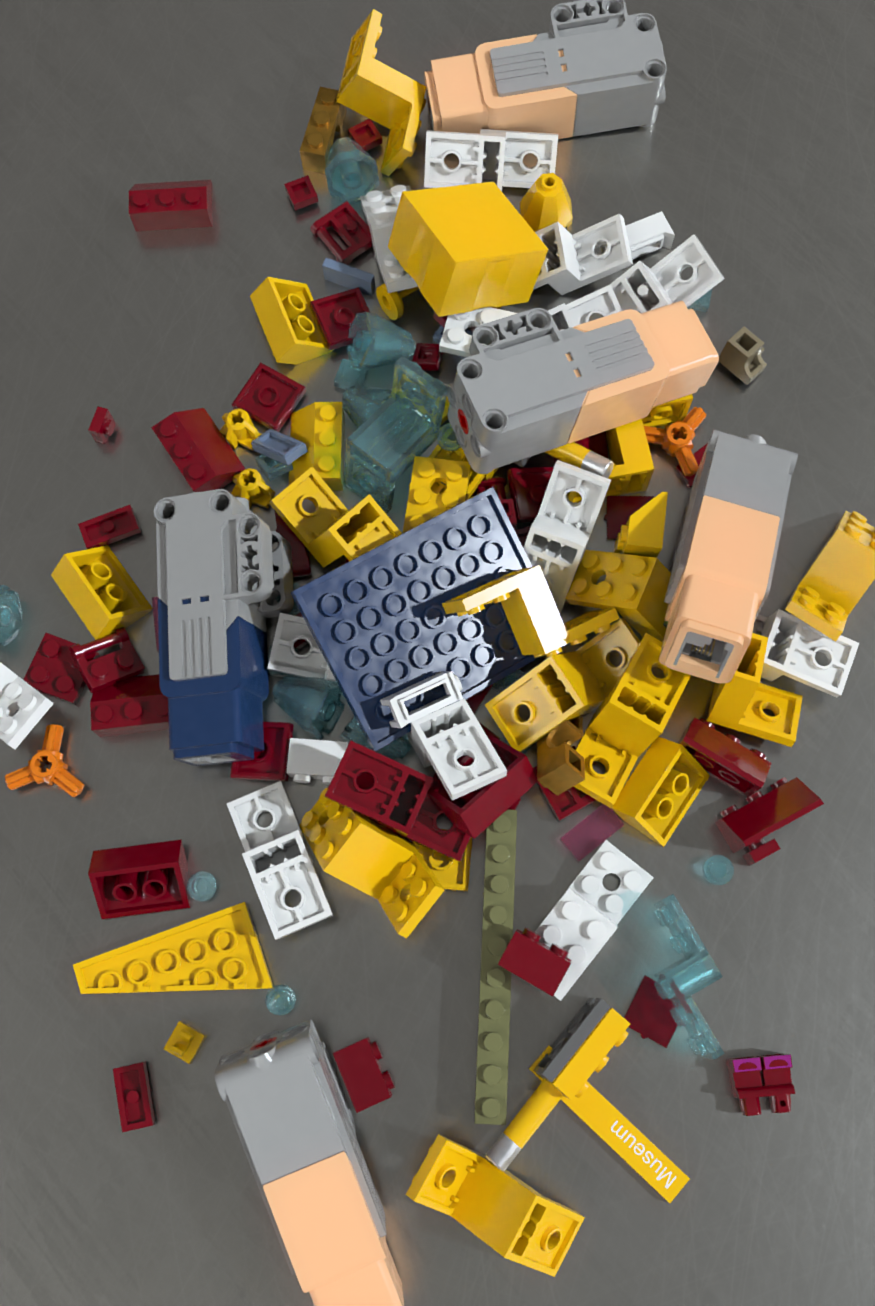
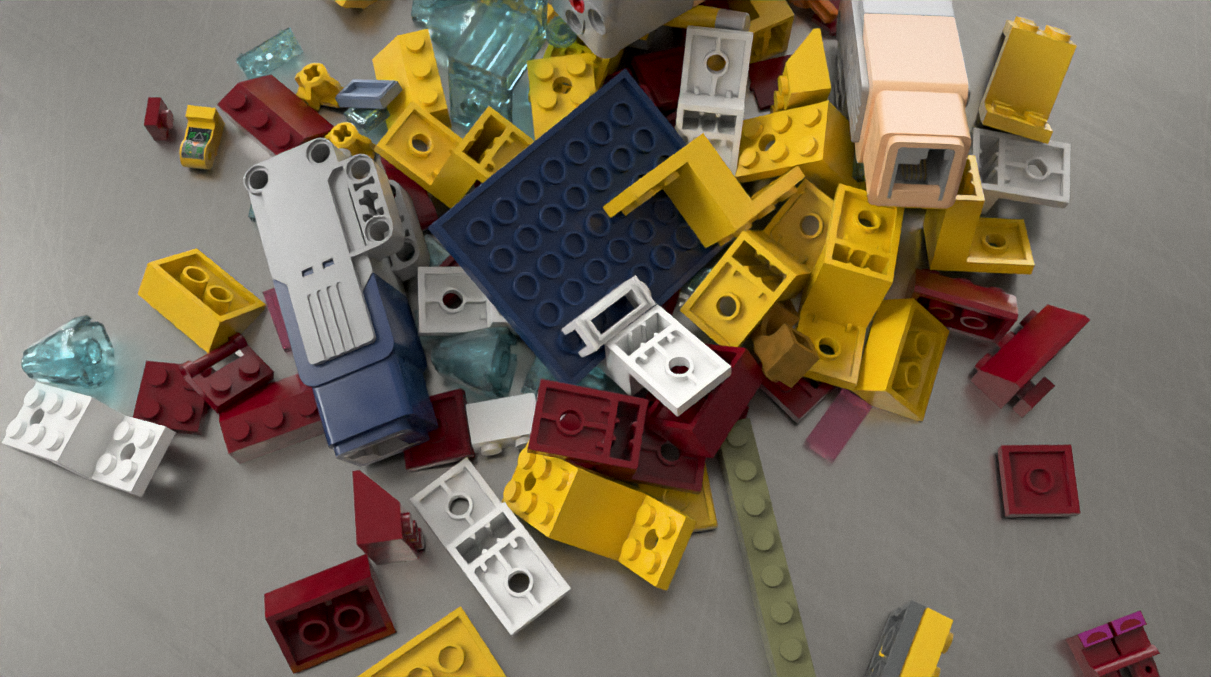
camera: 15 degrees left, 5 degrees down
(55, 775) = (196, 519): orange bush -> none
(109, 527) = (194, 227): dark red plate -> none
(133, 450) = (201, 137): none -> yellow leg
(197, 821) = (383, 525): none -> dark red slope
(201, 886) = (404, 602): clear light blue plate -> none
(207, 390) = (269, 54): none -> clear light blue hinge
(269, 397) = (343, 46): dark red plate -> none
(535, 961) = (823, 577): dark red brick -> none
(589, 912) = (859, 522): white bracket -> none
(651, 1014) = (973, 606): dark red piece -> none
(687, 977) = (991, 561): clear light blue bracket -> none
(718, 870) = (991, 430): clear light blue plate -> none
(743, 923) = (1038, 481): none -> dark red plate

